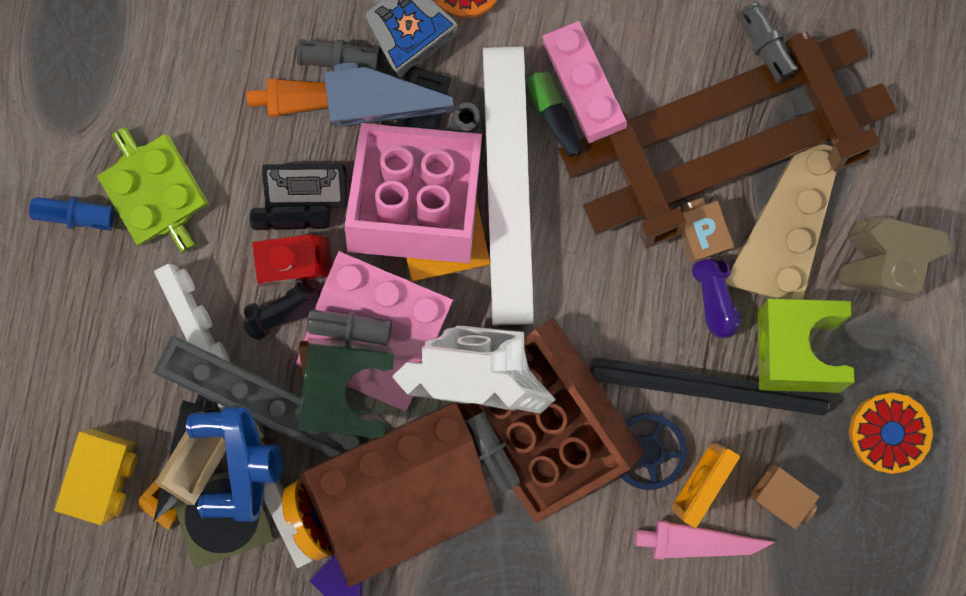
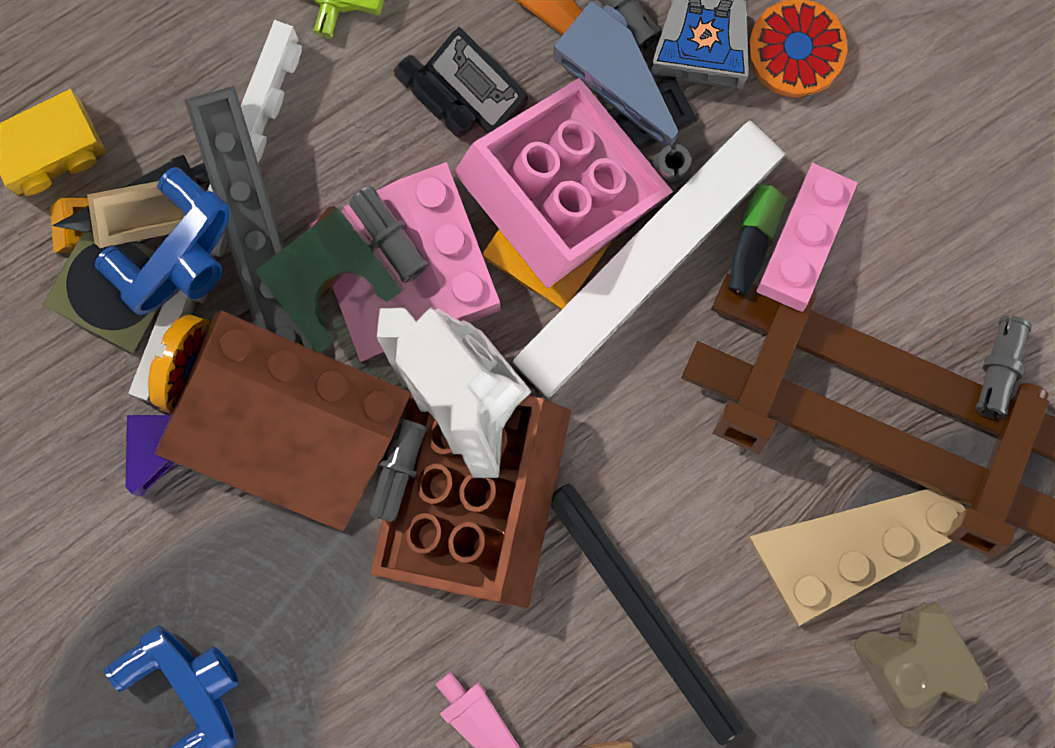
camera: 50 degrees right, 5 degrees down
(289, 308) = (343, 165): black piece -> none
(291, 259) = (398, 129): red torso -> none
(656, 452) = (535, 621): dark blue wheel -> none
(704, 230) = (779, 470): medium nougat brick -> none
(704, 483) = (551, 687): light orange tile -> none
(720, 313) = (721, 556): dark purple piece -> none
(785, 348) = (736, 653): lime piece -> none

